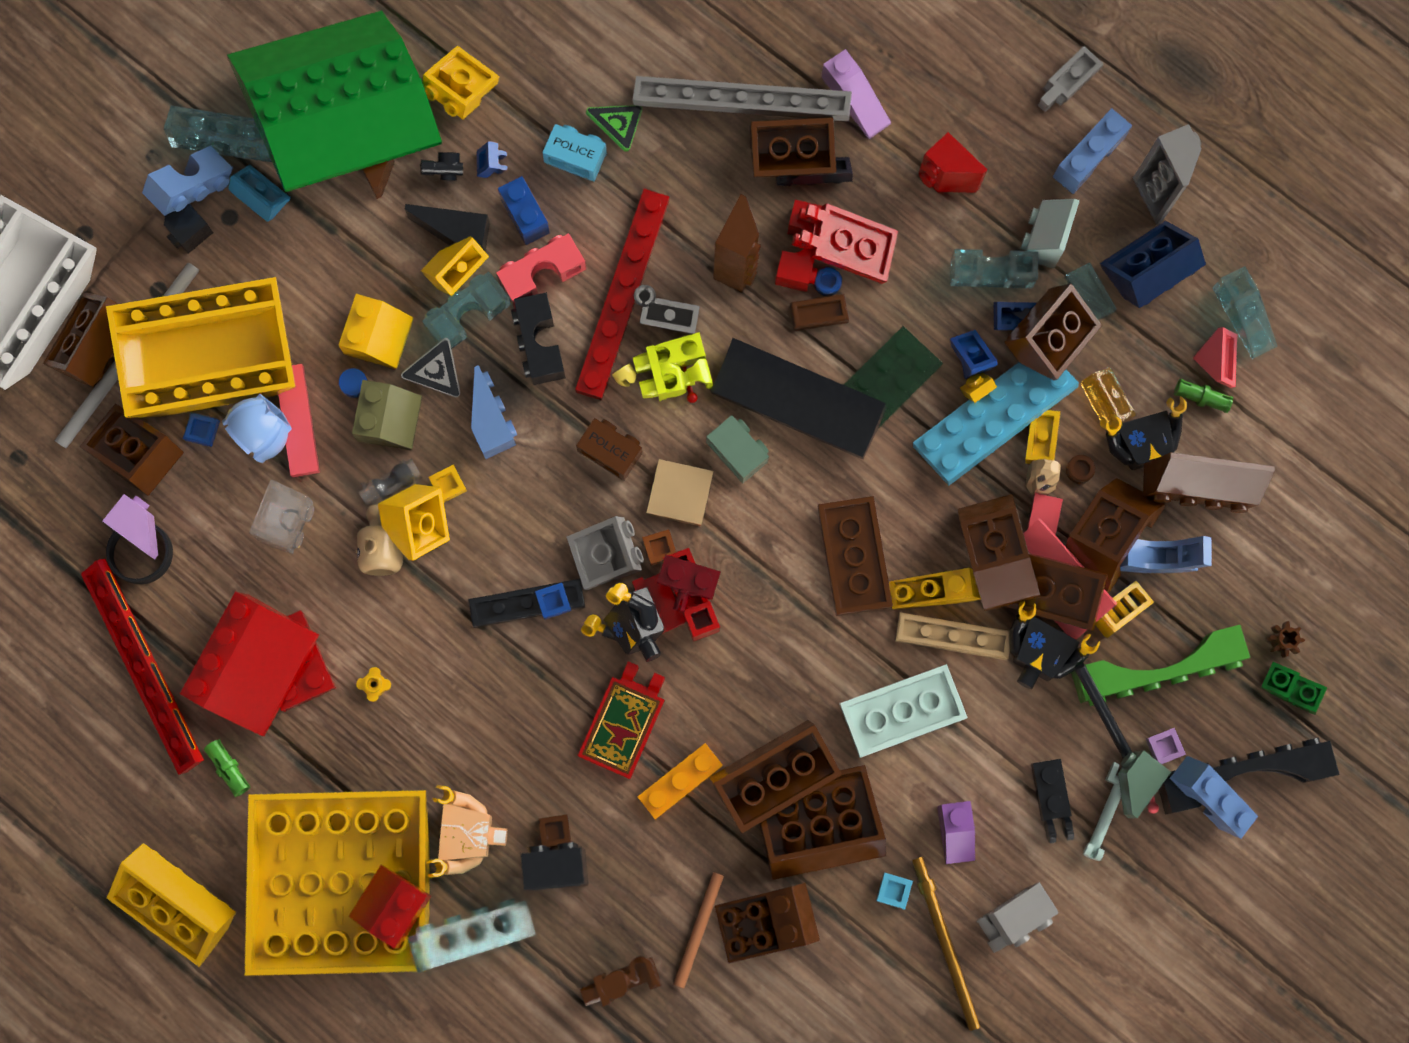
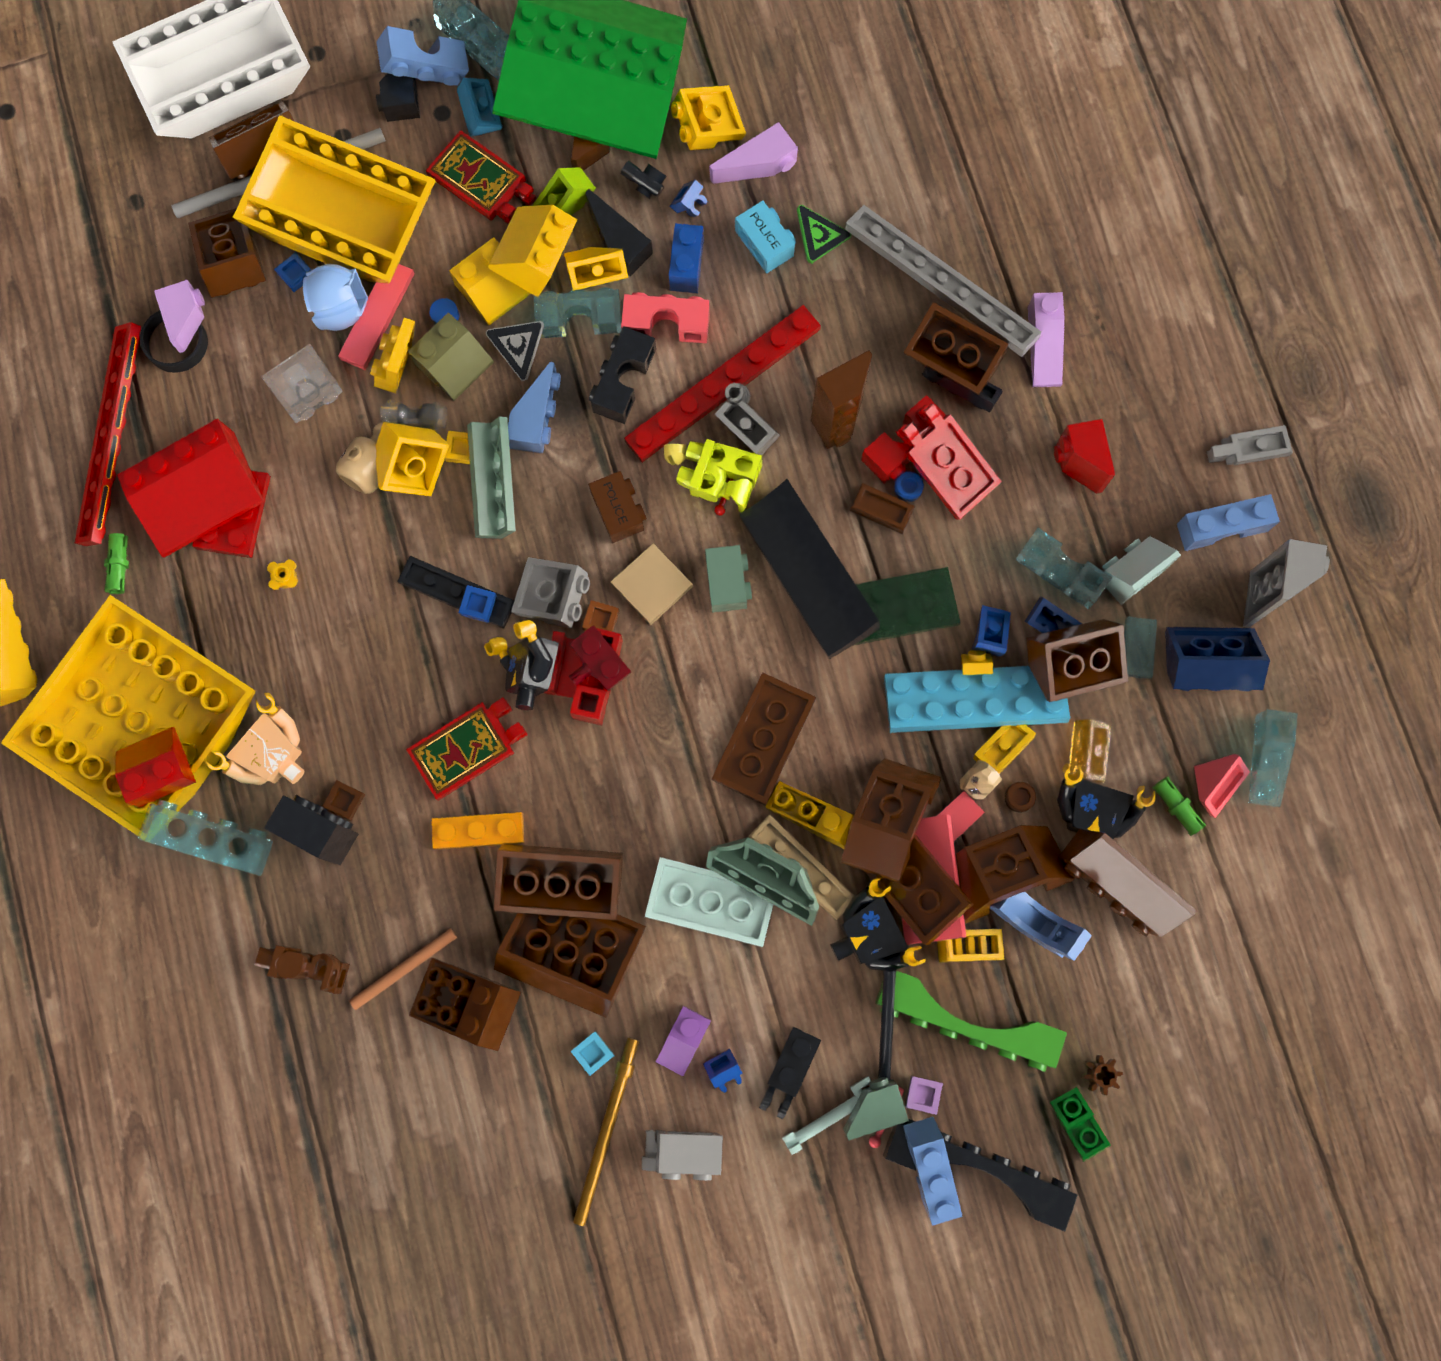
camera: 40 degrees right, 0 degrees up
(303, 252) = (480, 178): none -> tile
(342, 444) = (395, 348): none -> yellow plate
(385, 224) = (566, 190): none -> lime slope
(394, 280) = (532, 246): none -> yellow slope
(491, 494) = (491, 479): none -> sand green fence
(525, 89) = (758, 158): none -> lavender slope
(936, 659) = (767, 875): none -> sand green wedge
(1003, 832) = (723, 1069): none -> blue tile

